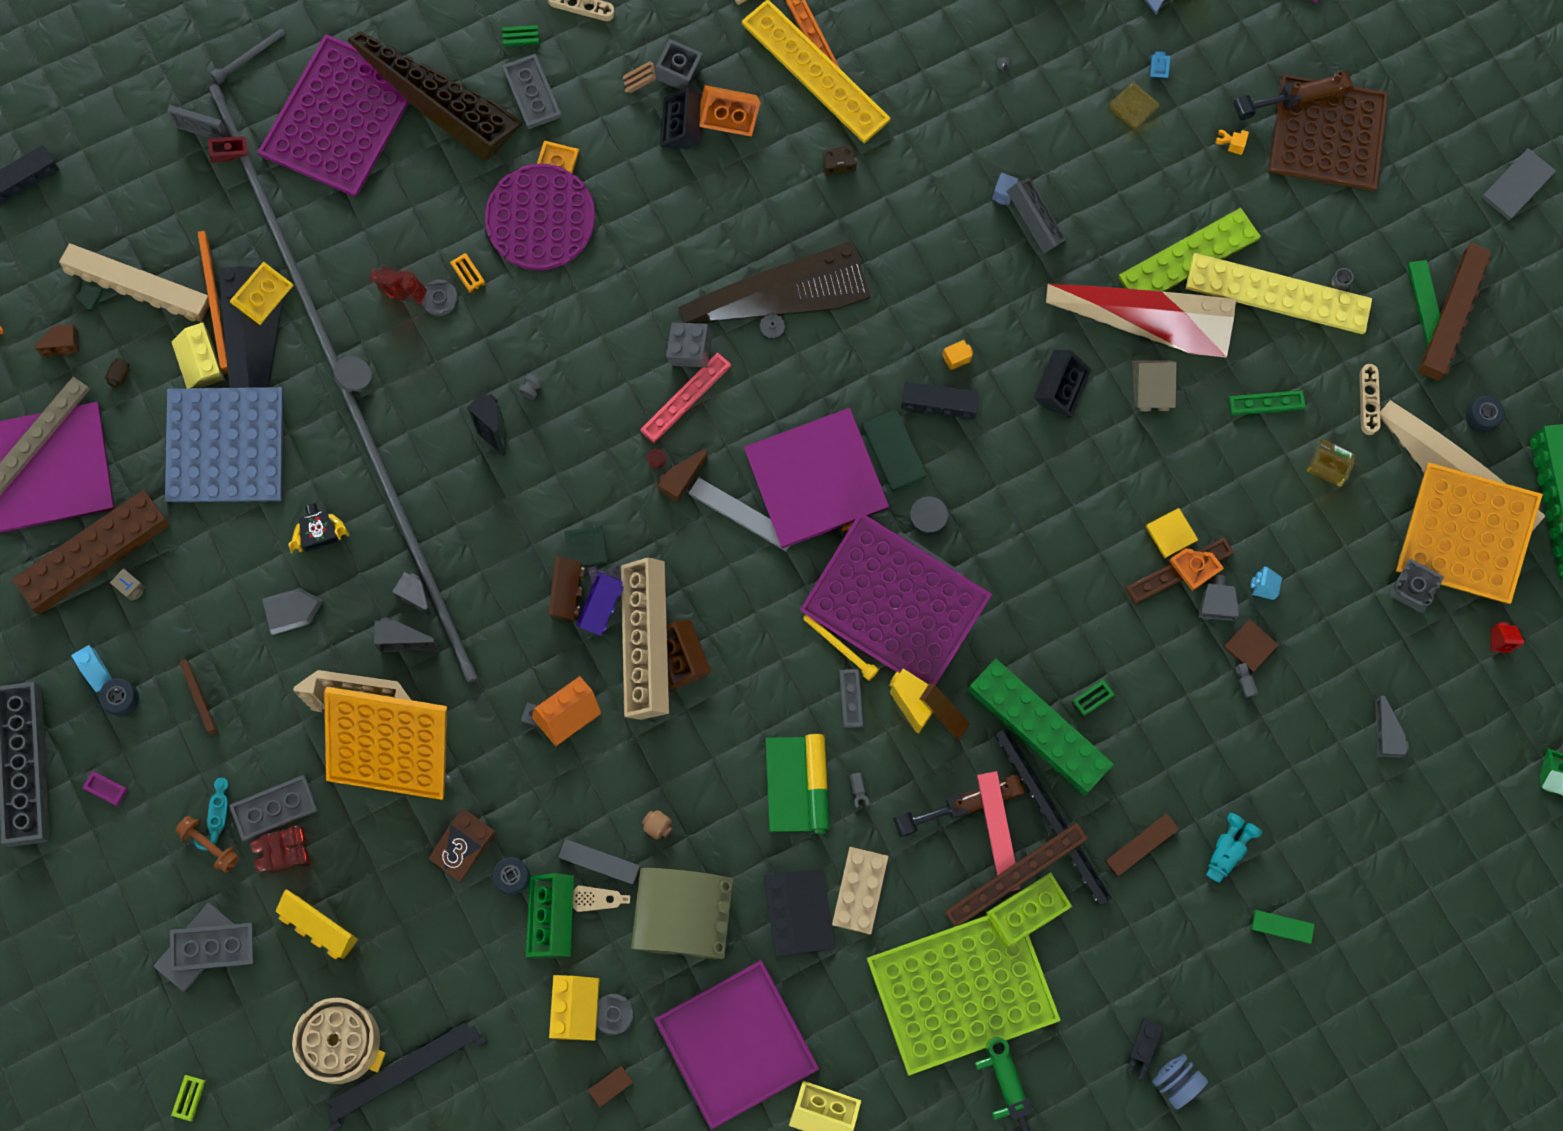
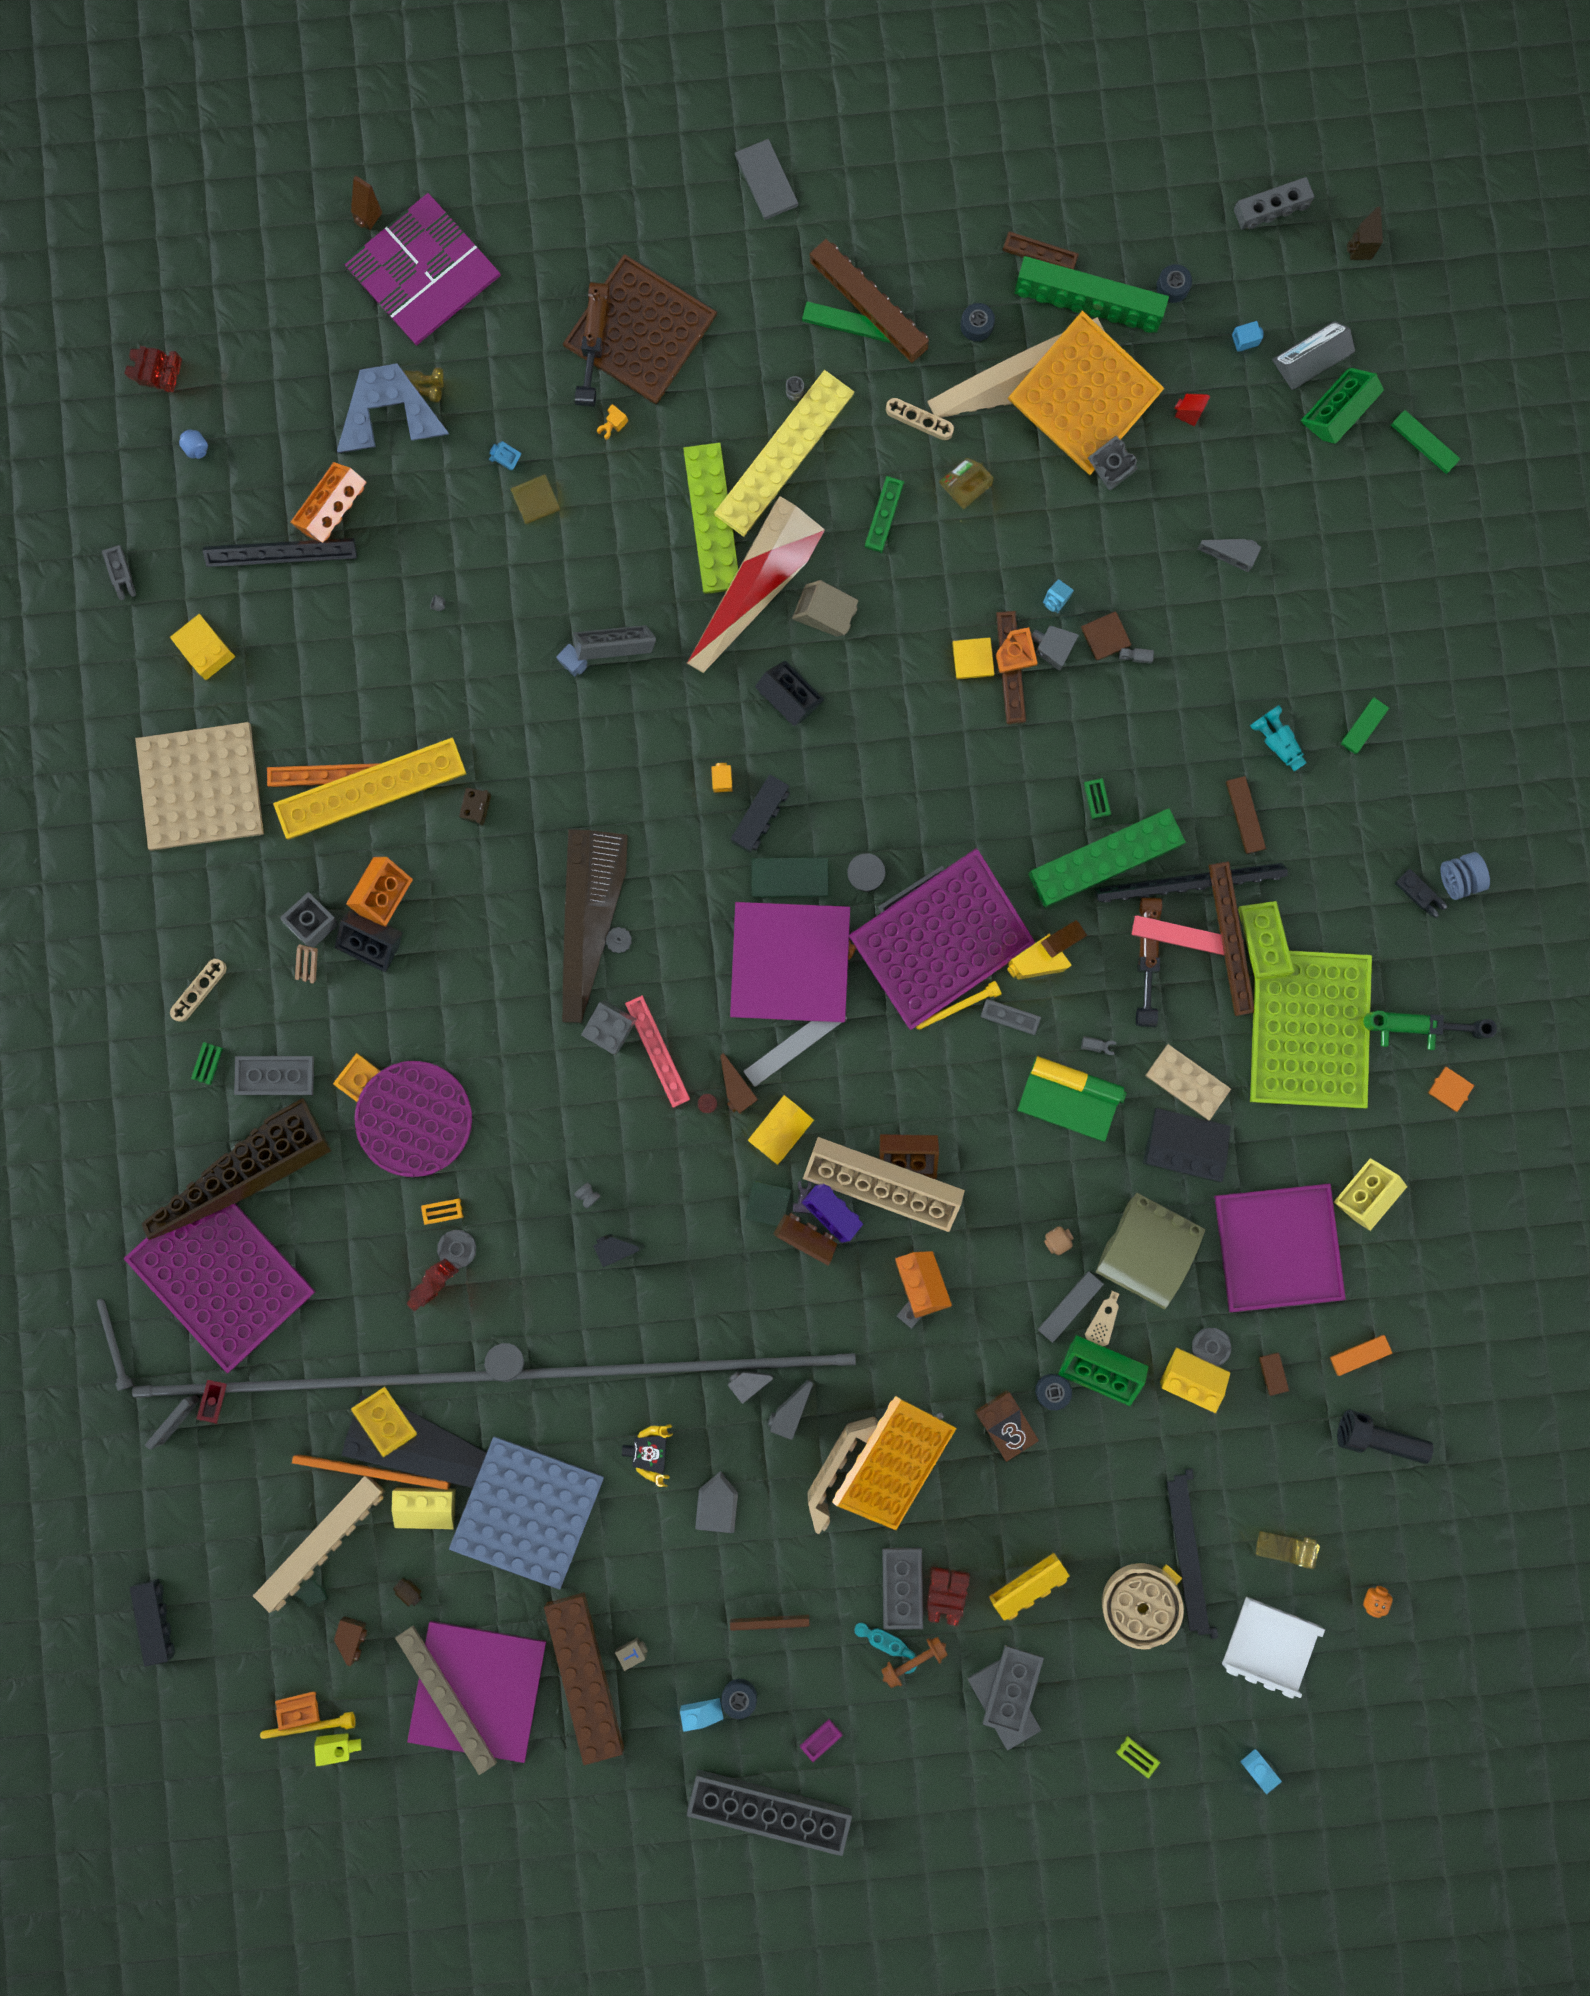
camera: 65 degrees left, 10 degrees up
(658, 530) = (780, 1130): none -> yellow slope

